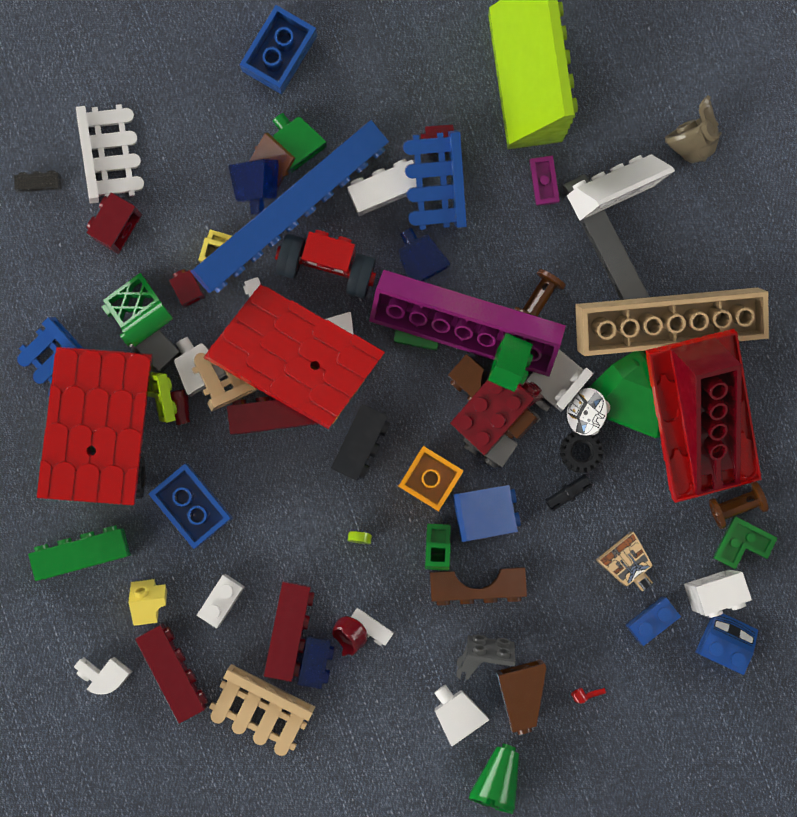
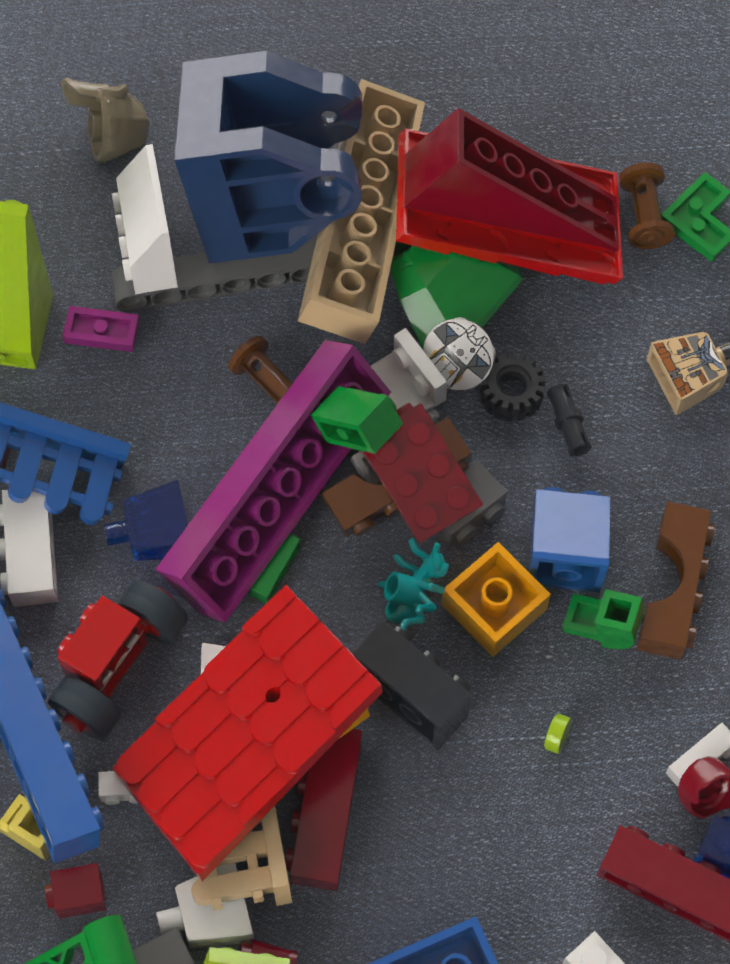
camera: 75 degrees left, 20 degrees down
(417, 424) = (407, 591): none -> teal animal
(703, 221) = (258, 149): none -> dark blue brick

